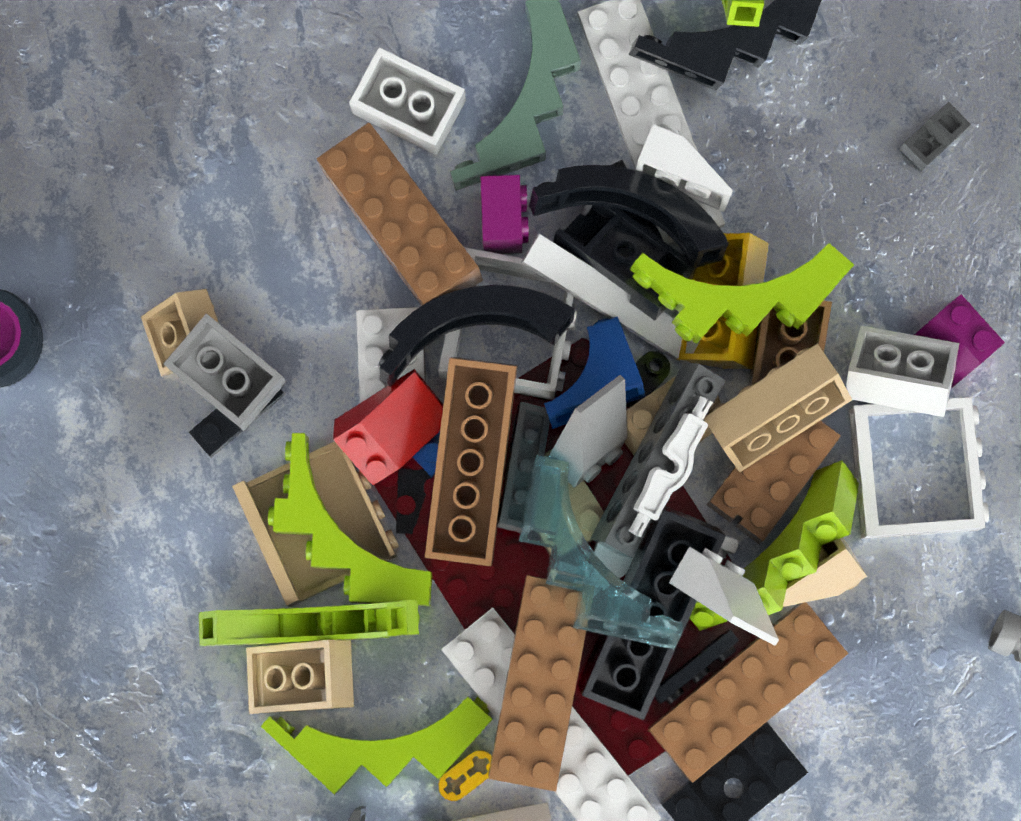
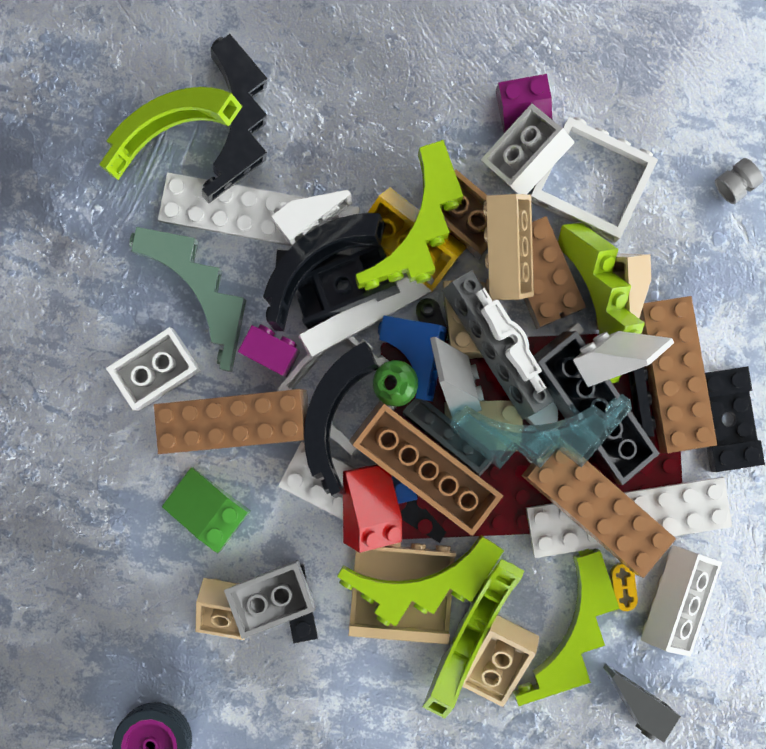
camera: 65 degrees left, 5 degrees up
(283, 250) = (205, 510): none -> bright green slope
(550, 383) = (406, 383): none -> bright green piece
(935, 136) = (380, 36): dark grey slope -> none

